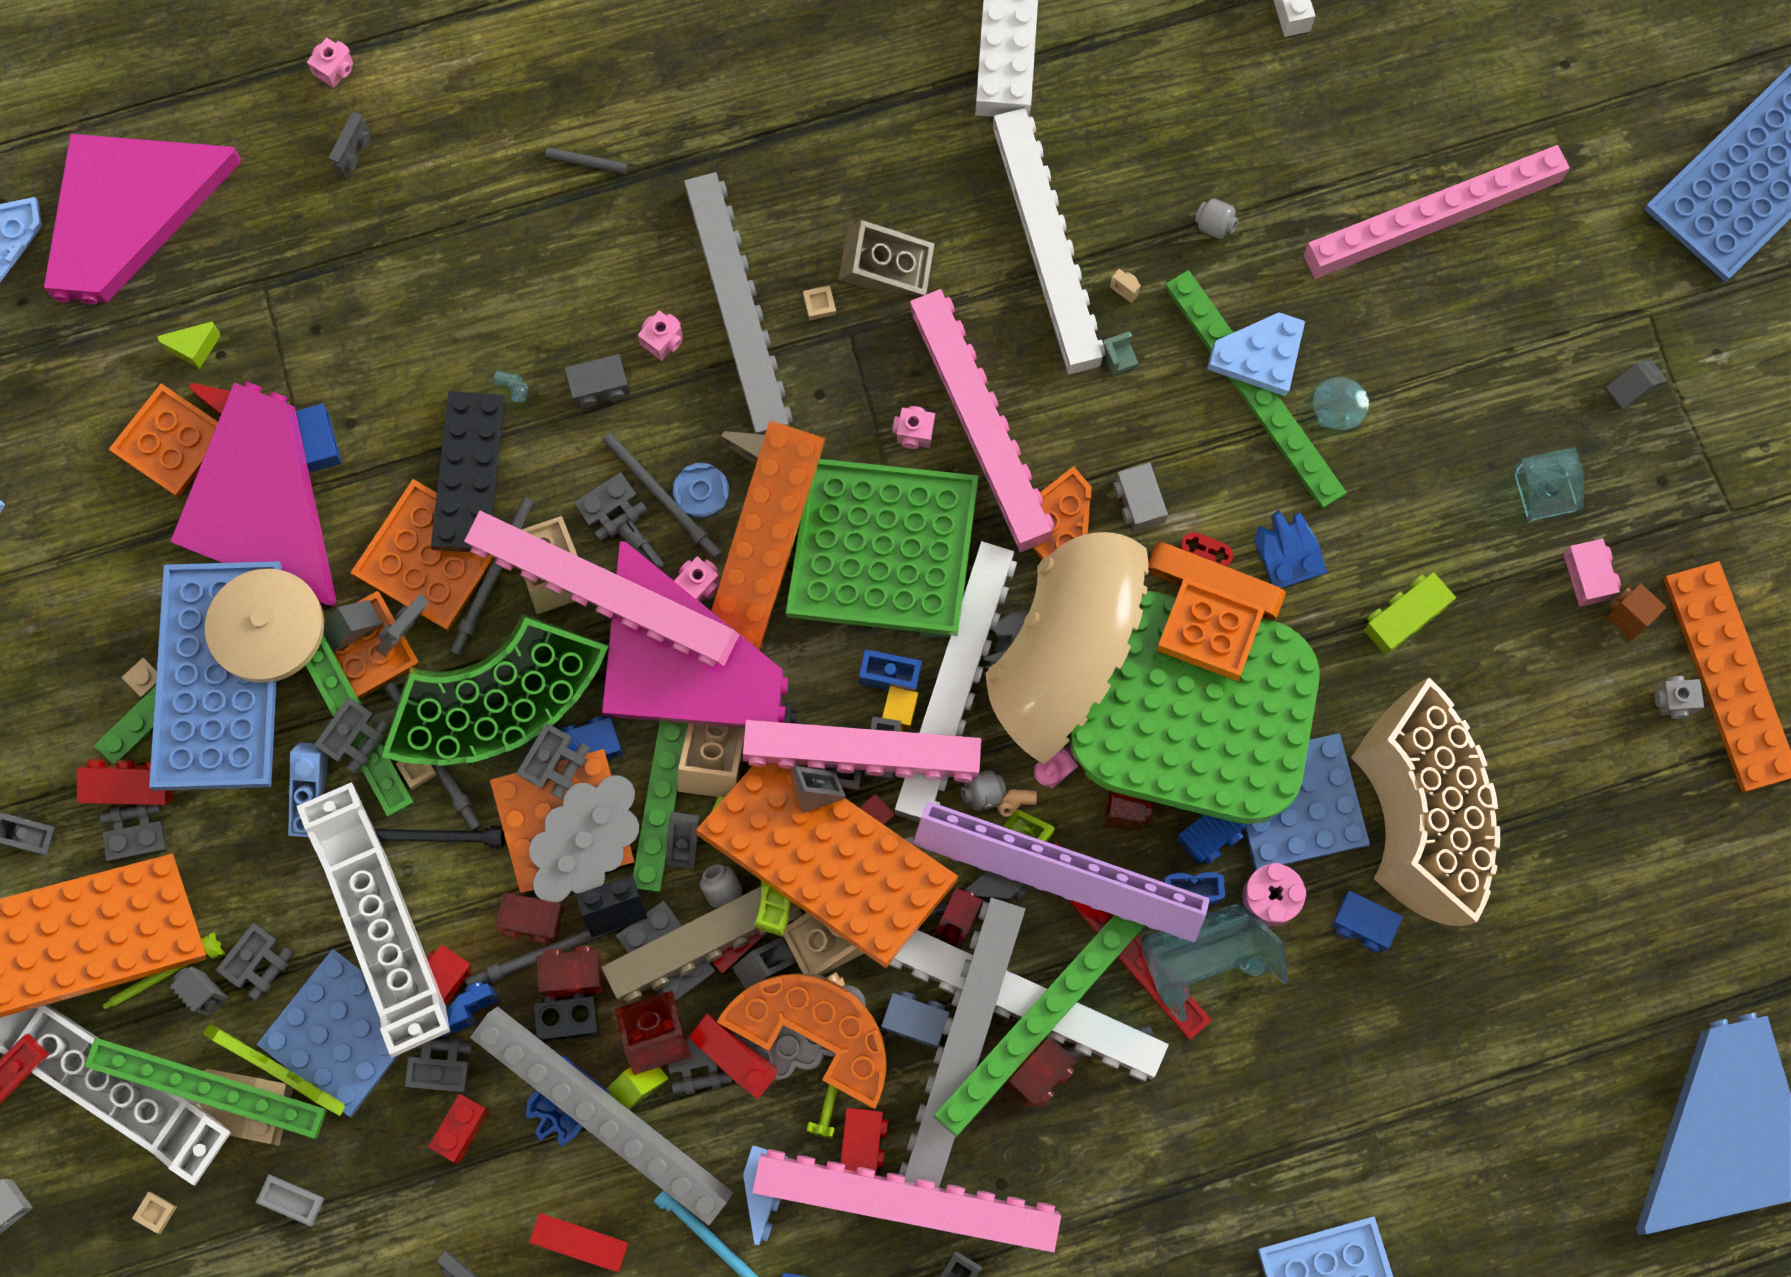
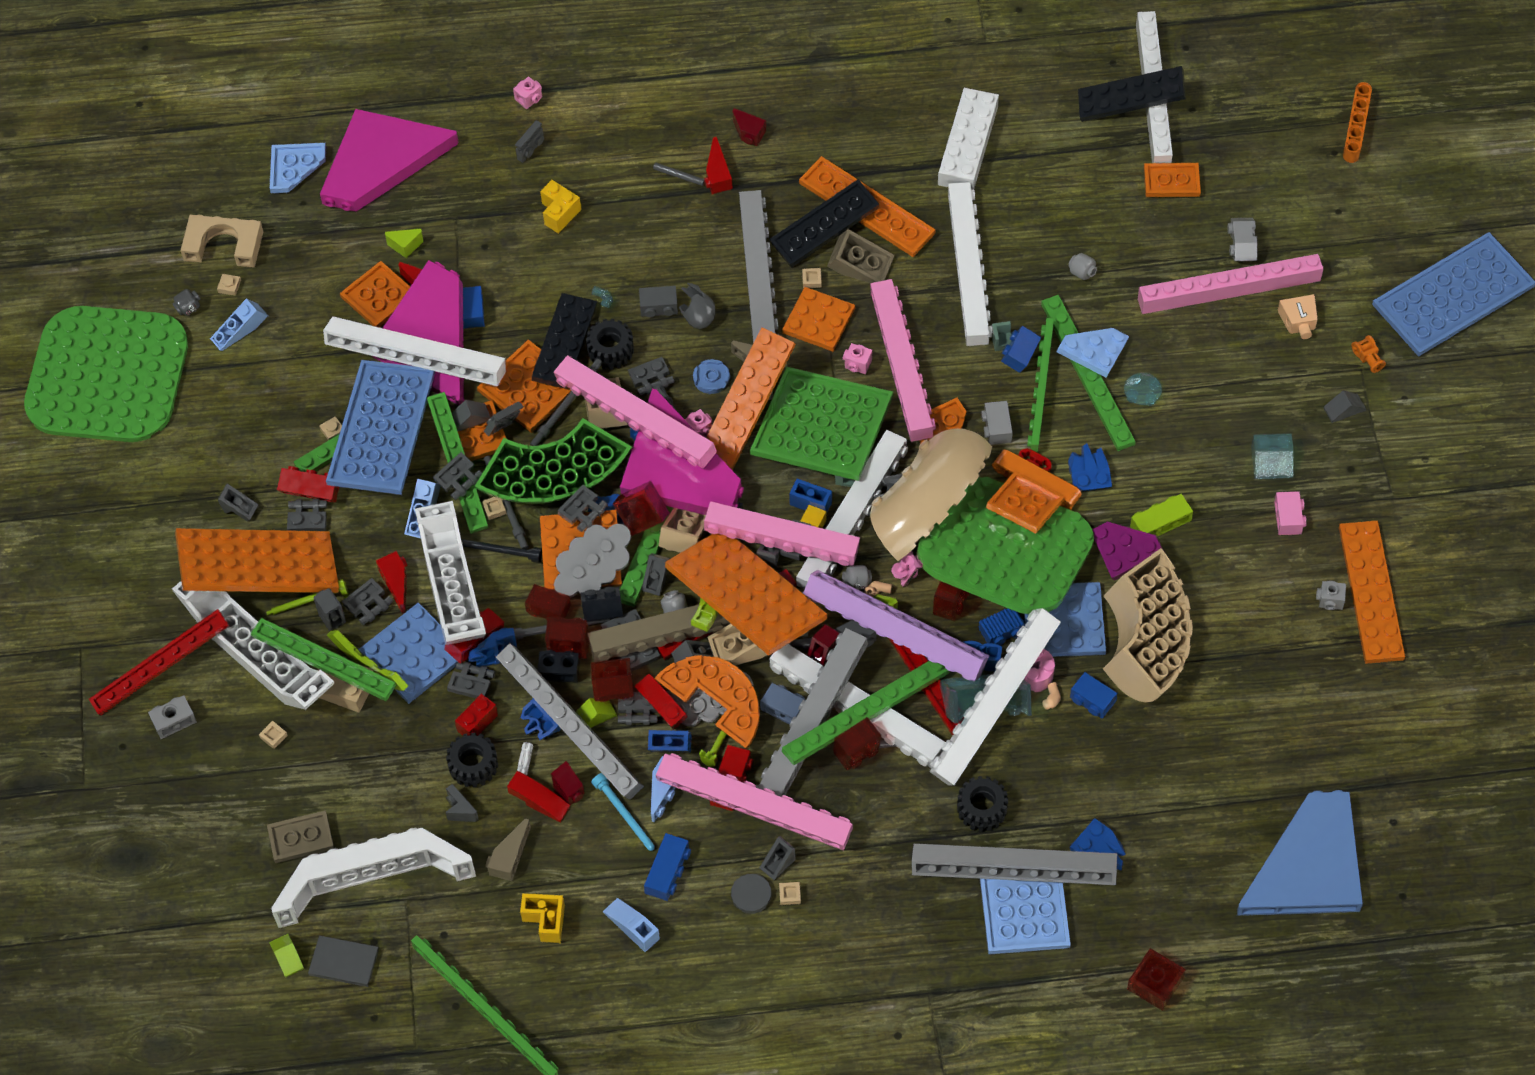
camera: 15 degrees right, 15 degrees down
(243, 538) = (414, 351): none -> white brick
(264, 625) = (417, 401): tan dish -> none
(289, 913) = (395, 576): none -> red slope
(290, 1200) = (359, 744): light grey tile -> none
(420, 243) = (561, 206): none -> yellow brick
(441, 1196) = (468, 746): none -> black tyre
(532, 445) = (606, 332): none -> black tyre
(546, 1183) = (525, 757): none -> white axle
(620, 1218) = (567, 784): none -> dark red slope
(641, 743) = (641, 508): none -> clear red brick
(644, 151) = (717, 172): none -> red slope
(660, 334) = (706, 278): bright pink brick -> none
(666, 386) = (701, 308): none -> dark grey helmet
(676, 66) = (749, 127): none -> dark red slope
(697, 534) = (703, 399): dark grey bar -> none
(758, 1117) = (669, 741): none -> blue brick
(815, 787) = (746, 549): dark grey slope -> none
(822, 210) = (824, 223): none -> black plate
(842, 368) = (818, 319): none -> orange plate
(878, 170) = (888, 221): none -> orange plate
(1125, 285) = (1014, 297): tan plate -> none
(1152, 371) = (1020, 349): none -> blue brick
(1193, 435) = (1041, 378): none -> bright green plate
(1230, 963) = (994, 697): none -> white brick
(1264, 1122) = (982, 789): none -> black tyre
(1308, 935) = (1054, 697): none -> light nougat arm
(1309, 1225) = (1014, 864): none -> light grey brick
(1318, 53) = (1172, 180): none -> orange plate
(1367, 673) = (1124, 547): none -> magenta plate
(1421, 1168) = (1099, 839): none -> blue plate
(1445, 144) = (1244, 239): none -> light grey brick
(1545, 246) = (1299, 315): none -> light nougat torso
(1634, 611) = (1311, 538): dark orange brick -> none
(1655, 290) = (1368, 352): none -> orange connector

